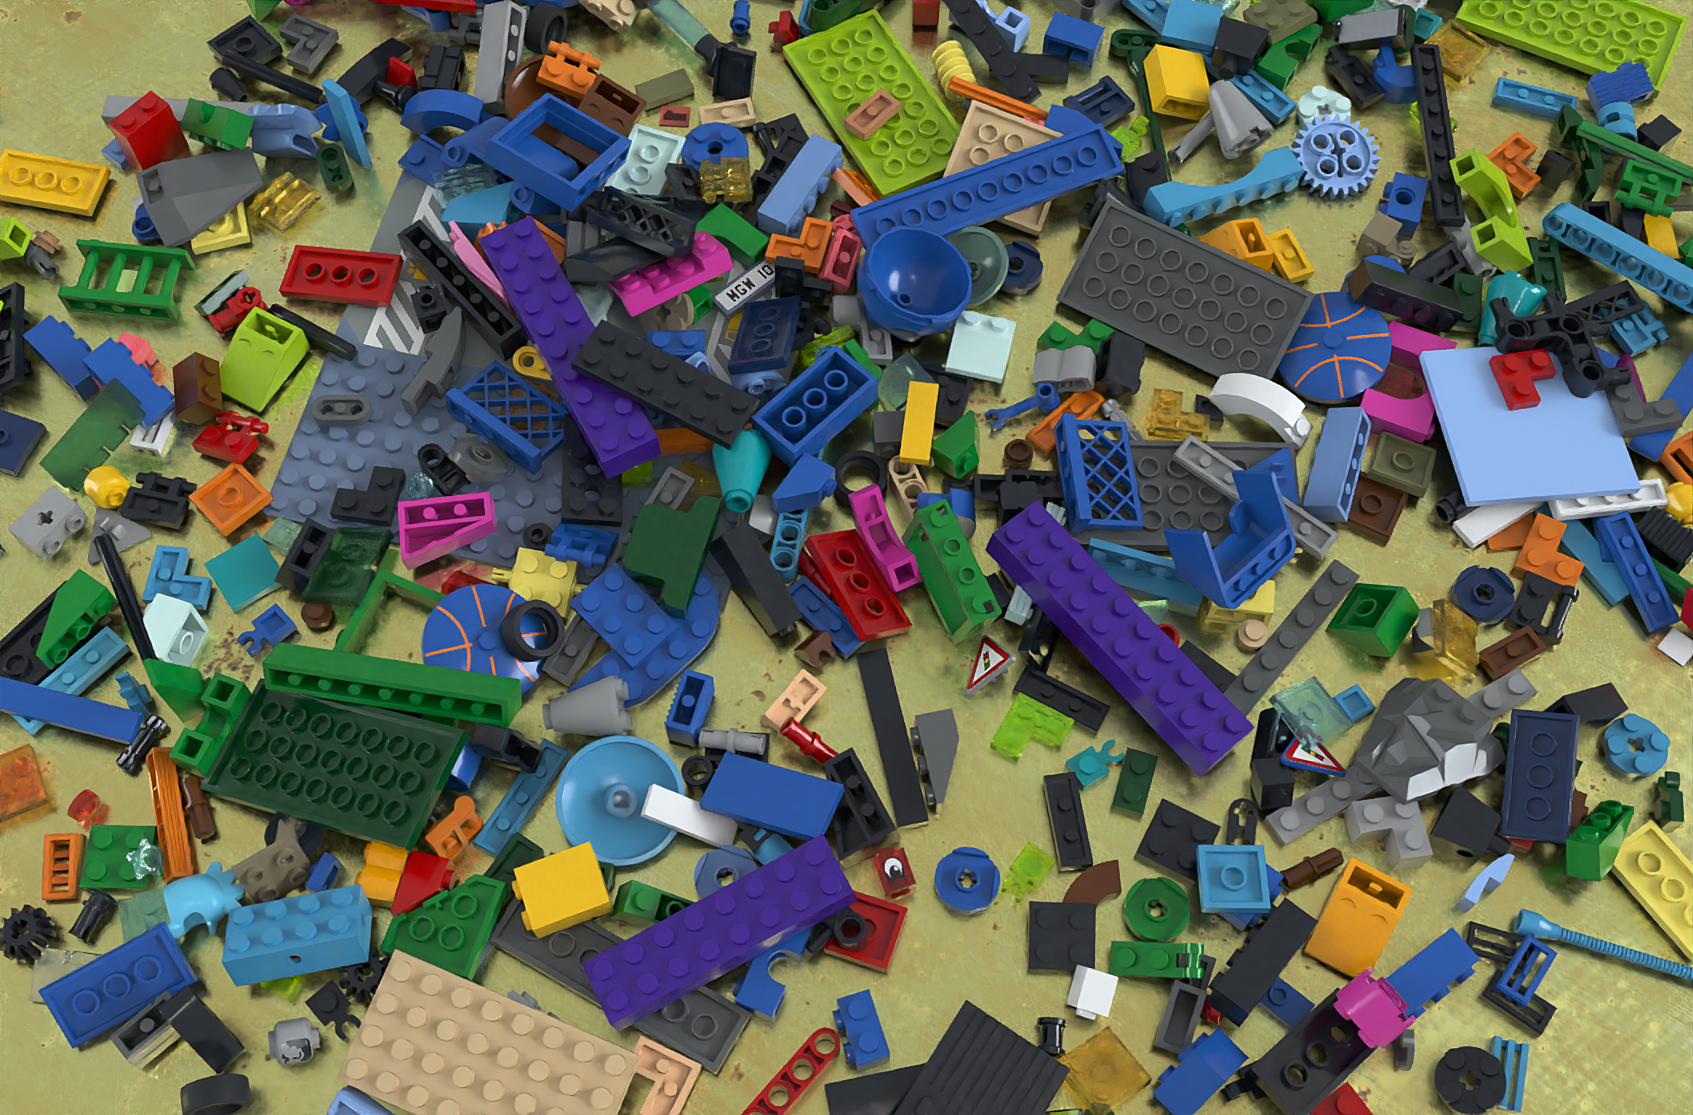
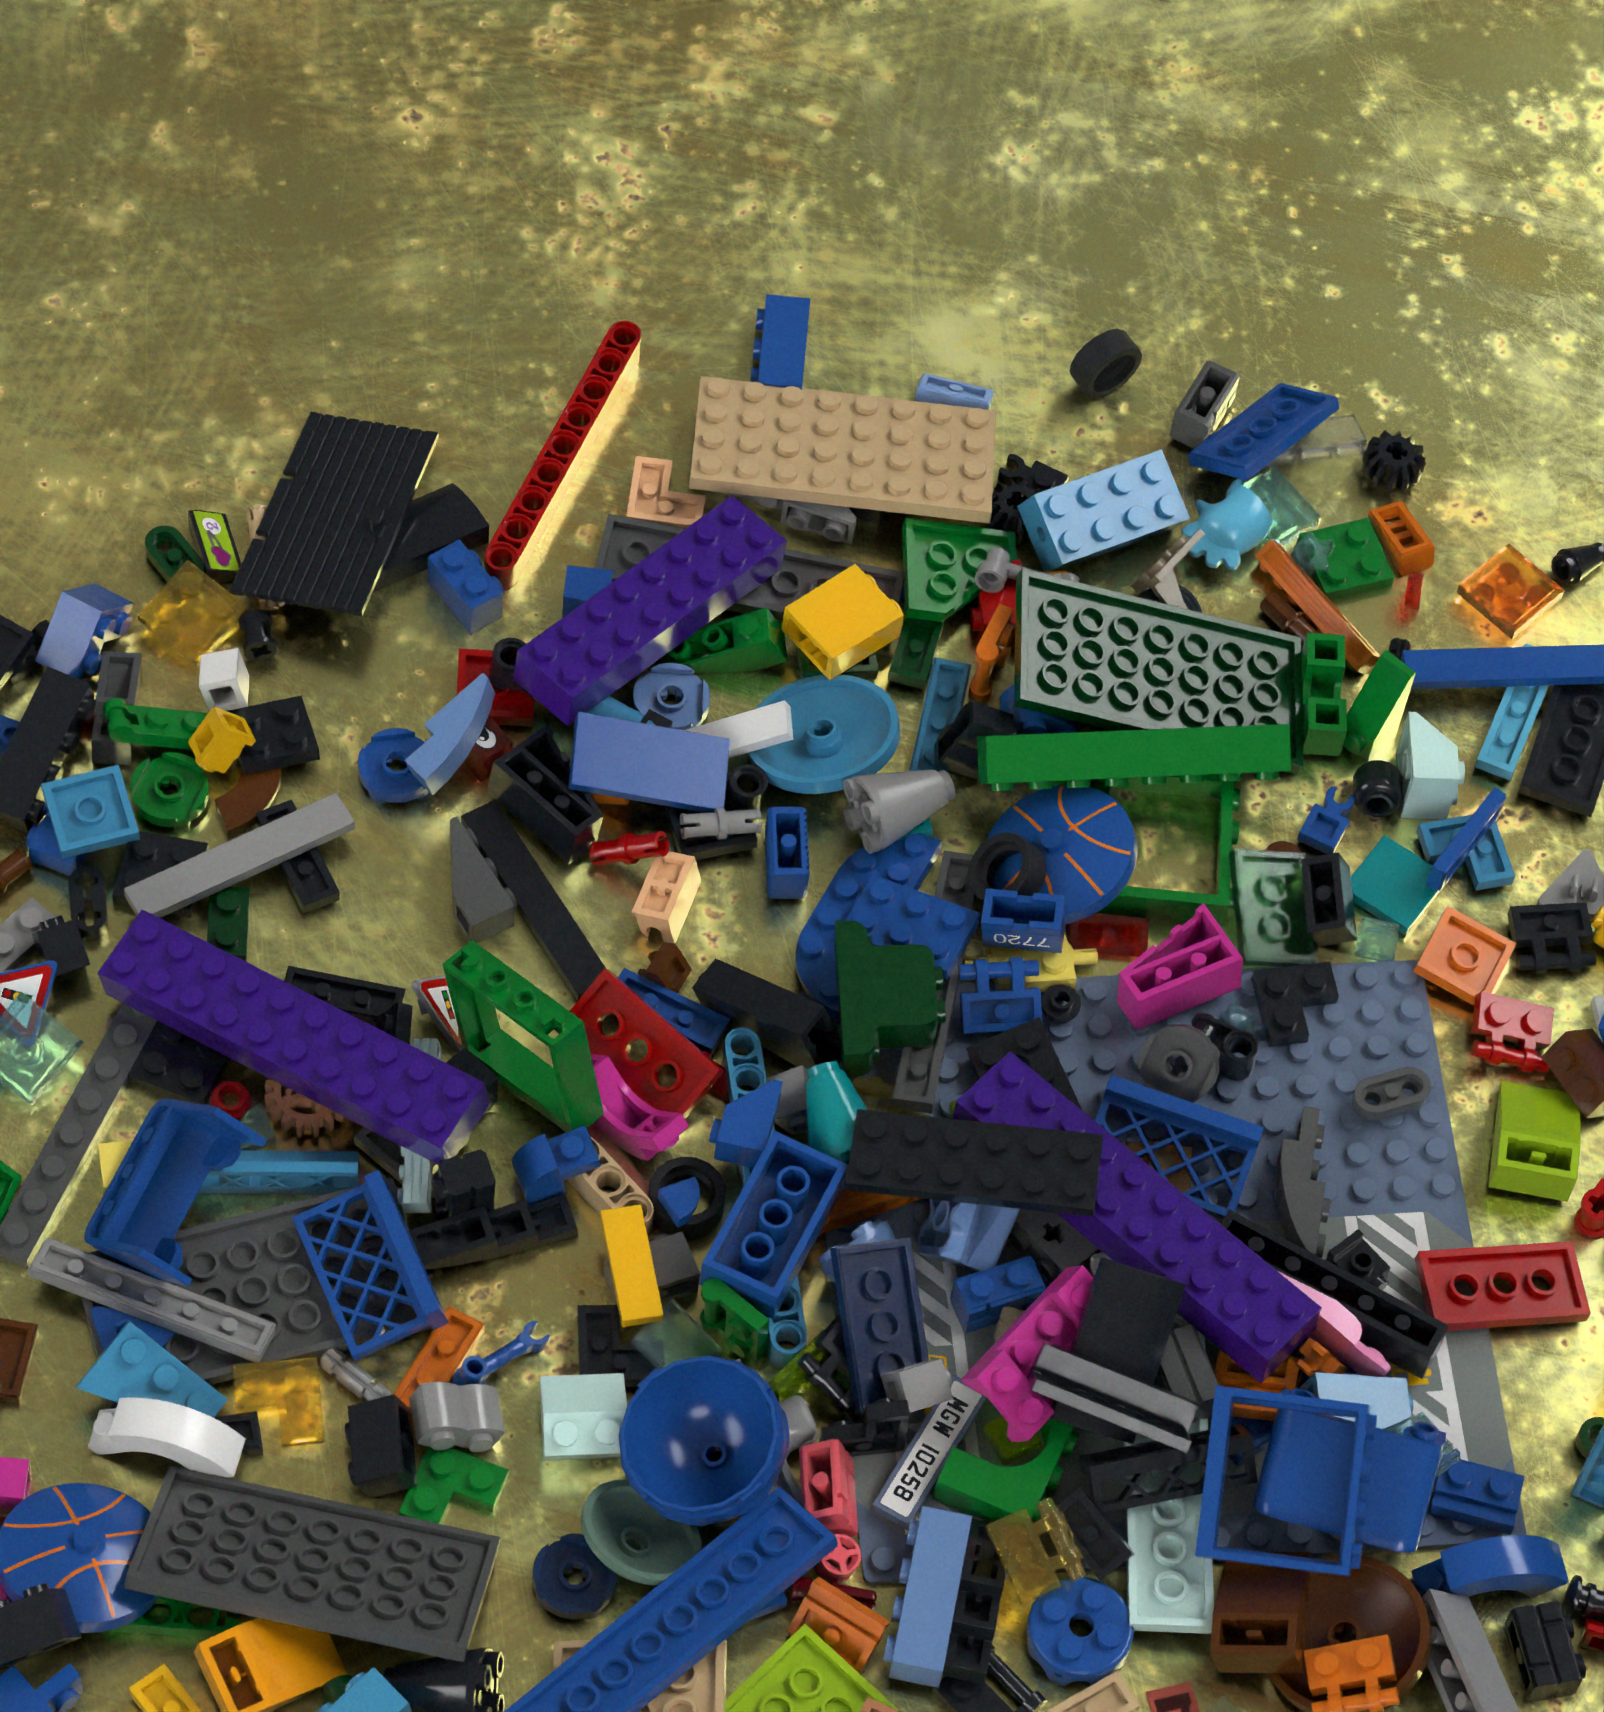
camera: 155 degrees right, 5 degrees down
(72, 615) = (1554, 759): green slope -> none
(91, 913) = (1338, 503): black pin -> none
(124, 596) = (1530, 826): black axle -> none
(134, 693) = (1432, 703): dark azure plate -> none
(177, 569) = (1466, 840): none -> blue tile
(202, 1029) = (1151, 406): black beam -> none
(215, 643) = (1378, 788): none -> black head
(293, 1041) = (1058, 435): light grey head -> none
(316, 333) = (1494, 1197): black axle -> none
(323, 873) = (1107, 573): blue bracket -> none
(413, 899) = (997, 569): none -> light grey brick
(540, 581) = (1023, 921): none -> blue brick
(759, 283) = (919, 1384): none -> light grey brick
(810, 247) = (880, 1482): orange plate -> none
(867, 462) = (680, 1200): none -> blue tile
(924, 864) = (452, 735): none -> medium blue slope
(958, 447) = (567, 1268): green slope -> none
(1018, 453) = (486, 1296): reddish brown plate -> none
(1026, 720) = (379, 959): clear neon green plate -> none
(1030, 868) = (333, 782): clear neon green plate -> none
(1092, 766) = (286, 929): teal plate -> none
(1109, 924) = (220, 740): none -> yellow brick
(1116, 819) = (241, 857): none -> light grey tile
(1253, 634) = (116, 1130): tan plate -> none
(1266, 442) = (142, 1368): none -> dark azure wing
(1271, 736) = (71, 1006): black slope -> none
(1337, 464) = (45, 1381): medium blue brick -> none

